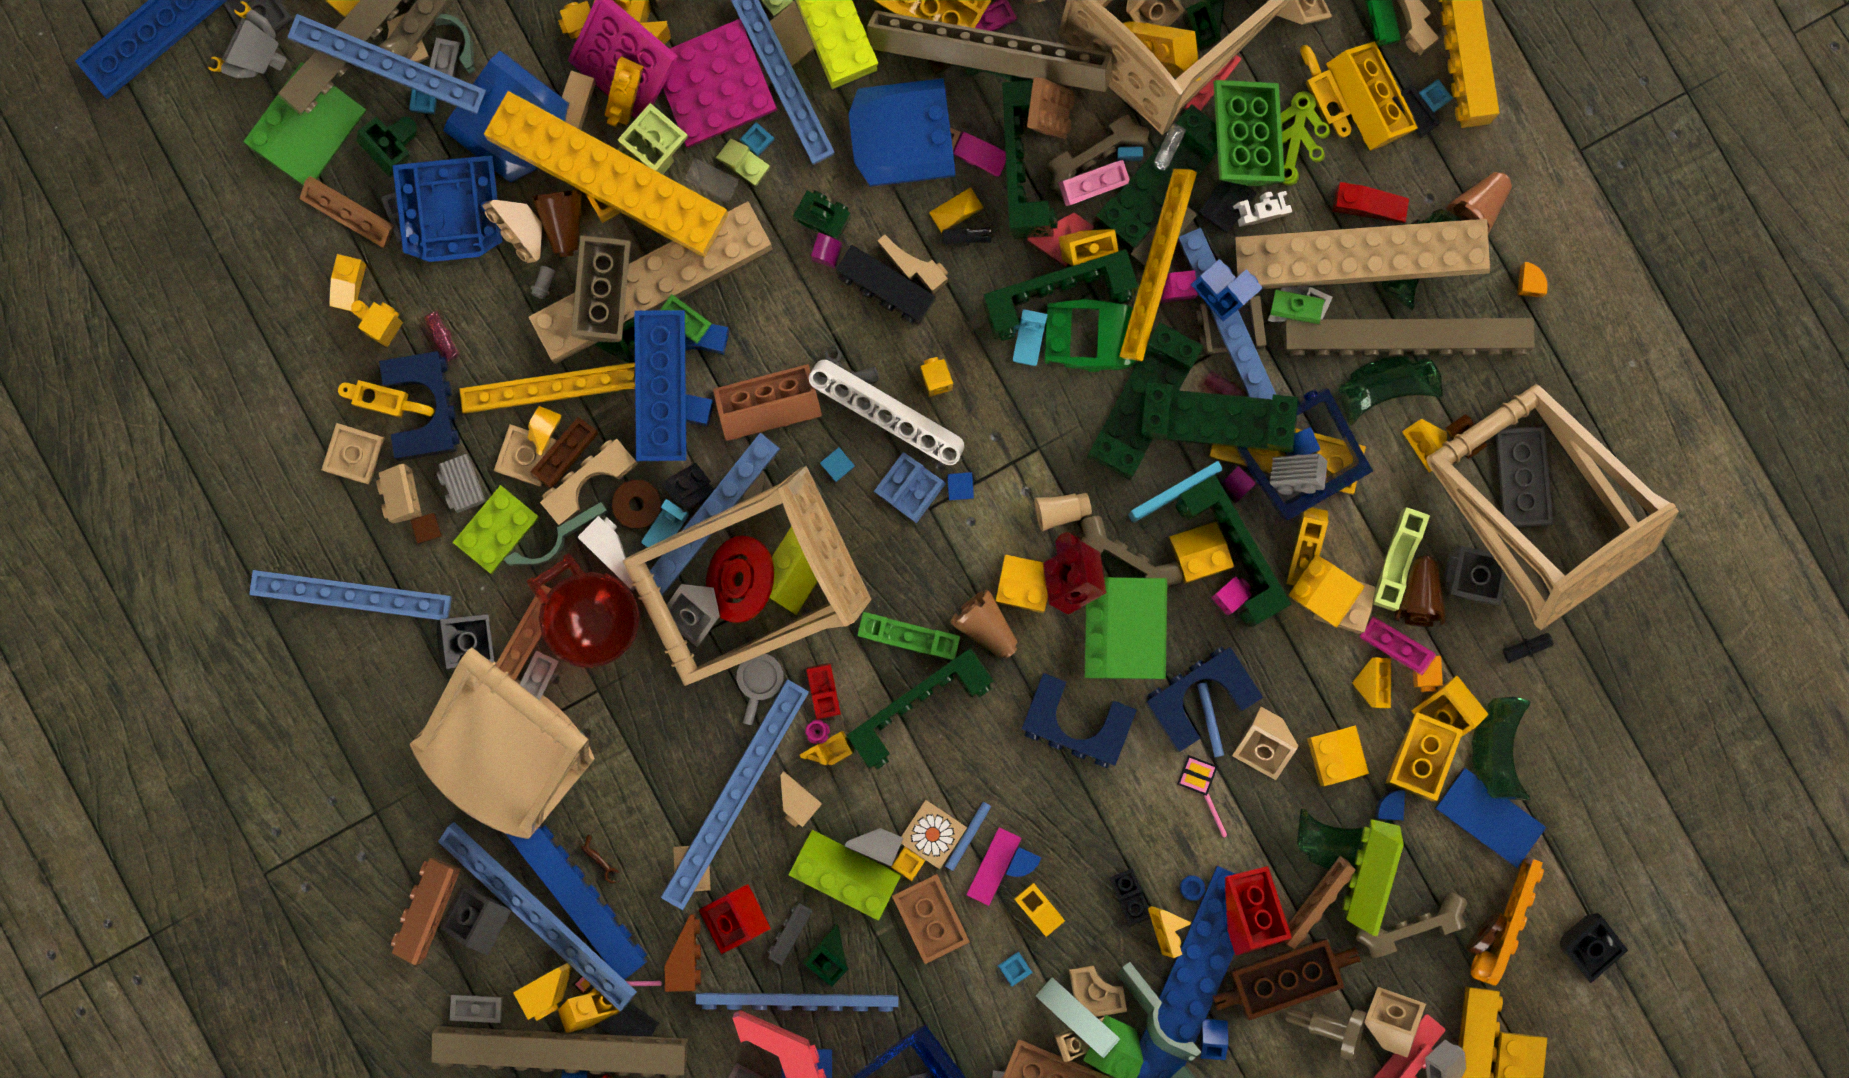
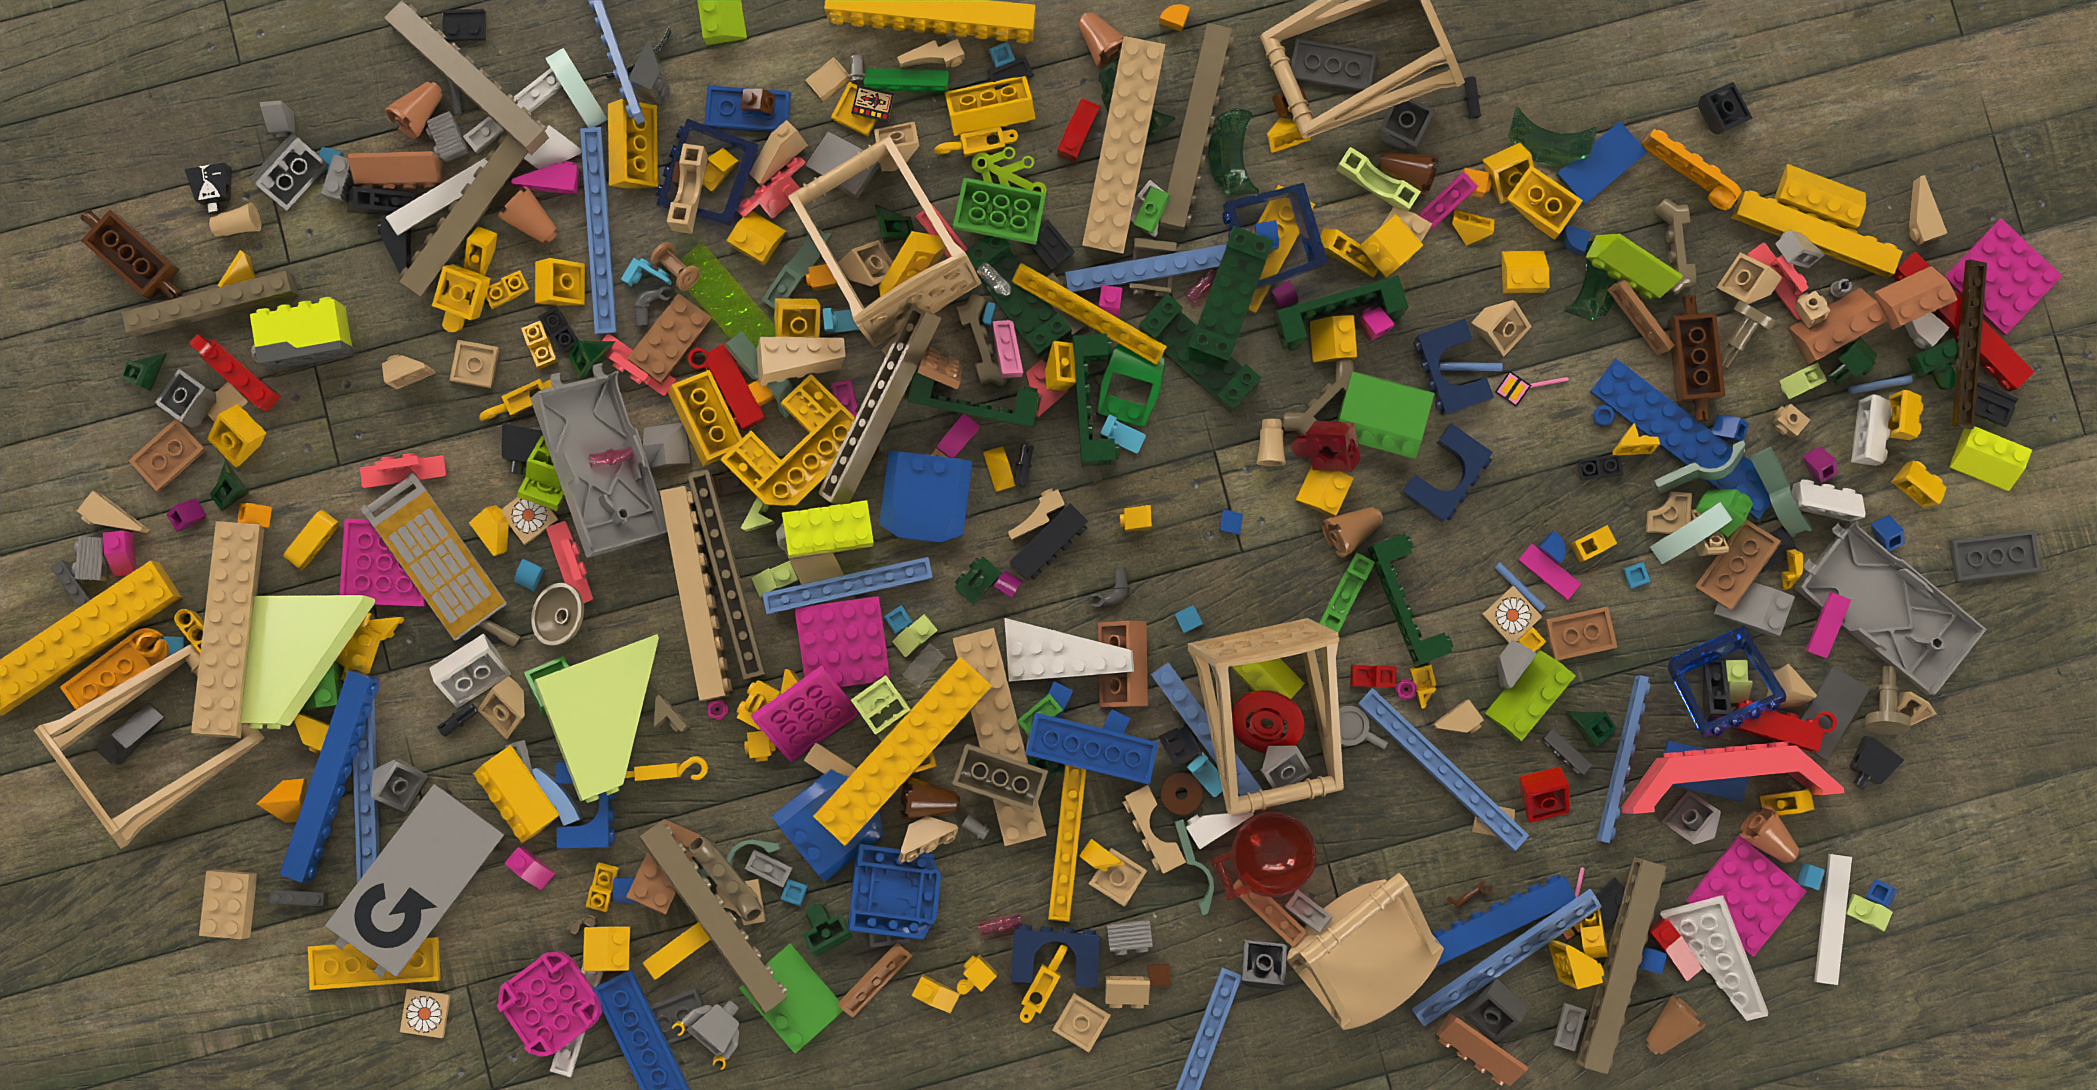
camera: 75 degrees left, 0 degrees up
(386, 64) = (763, 914): medium blue plate -> none
(496, 529) = (1174, 916): lime plate -> none
(564, 453) = (1125, 843): reddish brown plate -> none
(623, 91) = (834, 720): yellow plate -> none
(681, 966) = (1571, 847): dark orange slope -> none
(758, 318) = (1048, 653): none -> white wing
(880, 401) = (1148, 572): white beam -> none
(909, 487) = (1221, 564): medium blue slope -> none
(1172, 493) = (1280, 347): medium azure tile -> none
(1225, 291) = (1127, 264): brick -> none
(1254, 911) = (1638, 369): red slope -> none
(1276, 209) = (1063, 205): white piece -> none
(1298, 473) = (1291, 242): light grey brick -> none
(1486, 933) = (1698, 192): reddish brown tile -> none

